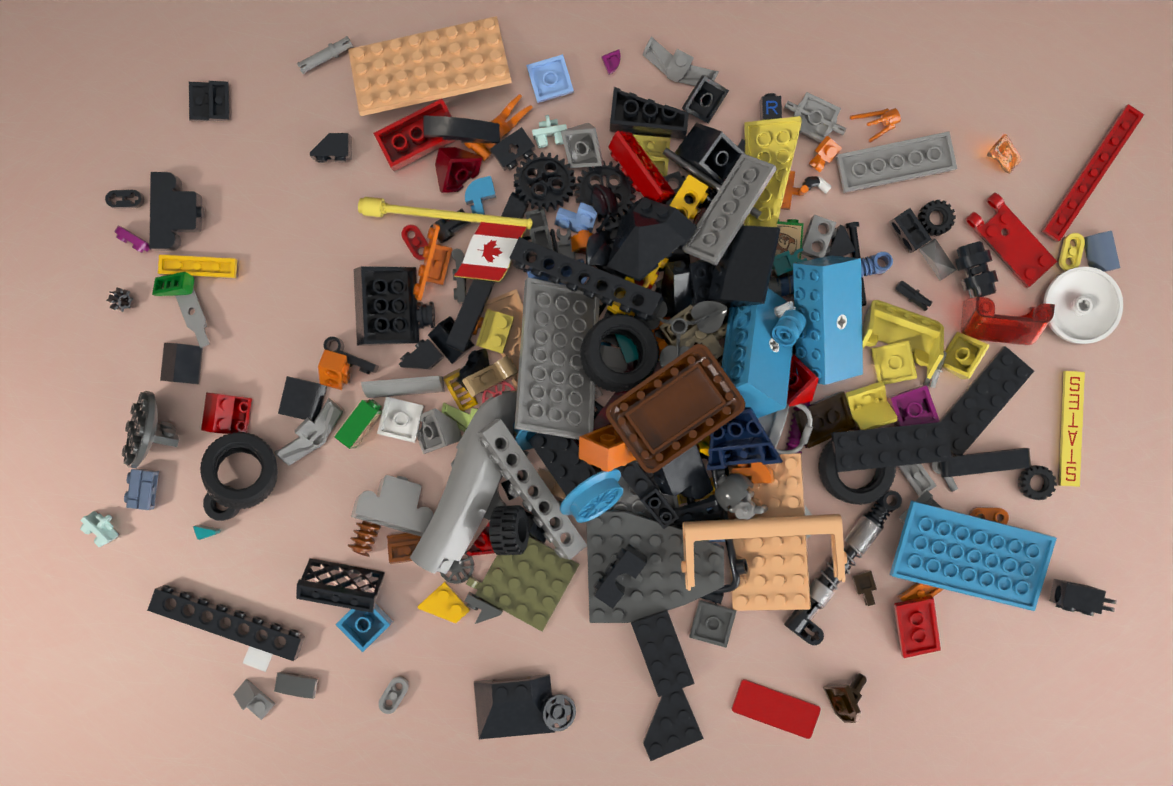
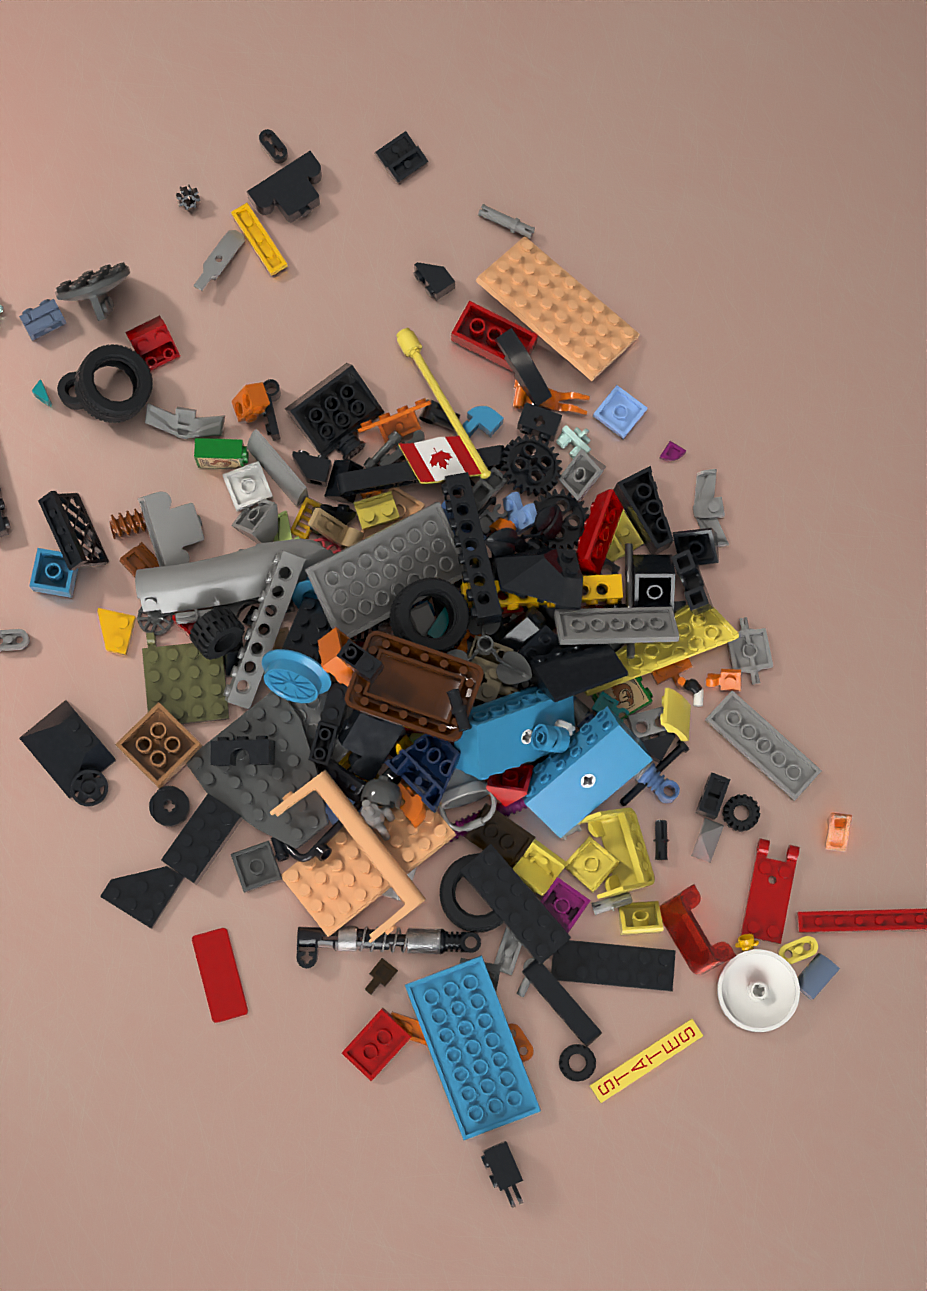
camera: 50 degrees right, 10 degrees down
(125, 235) = (244, 166): magenta plate -> none
(181, 363) = (169, 280): black slope -> none
(183, 279) = (231, 231): green slope -> none
(302, 399) = (208, 395): black slope -> none
(415, 243) = (404, 398): red plate -> none
(451, 307) = (394, 439): none -> dark grey bar
(455, 167) = (490, 387): dark red slope -> none
(481, 538) = (190, 617): none -> light grey axle
(487, 609) = (135, 667): dark grey slope -> none
(564, 636) = (159, 745): none -> medium nougat slope
(606, 659) = (161, 798): none -> black plate
(626, 439) = (360, 661): none -> black slope
(723, 387) = (459, 710): none -> black pin
(733, 122) = (693, 582): none -> black arch
(770, 107) = (730, 606): black brick -> none
(828, 212) = (676, 714): none -> light yellow slope
(845, 699) = (270, 1025): dark brown piece -> none
(888, 118) = (796, 712): orange plant -> none
(971, 256) = (726, 869): black piece -> none
(1039, 287) = (746, 942): none -> yellow plate

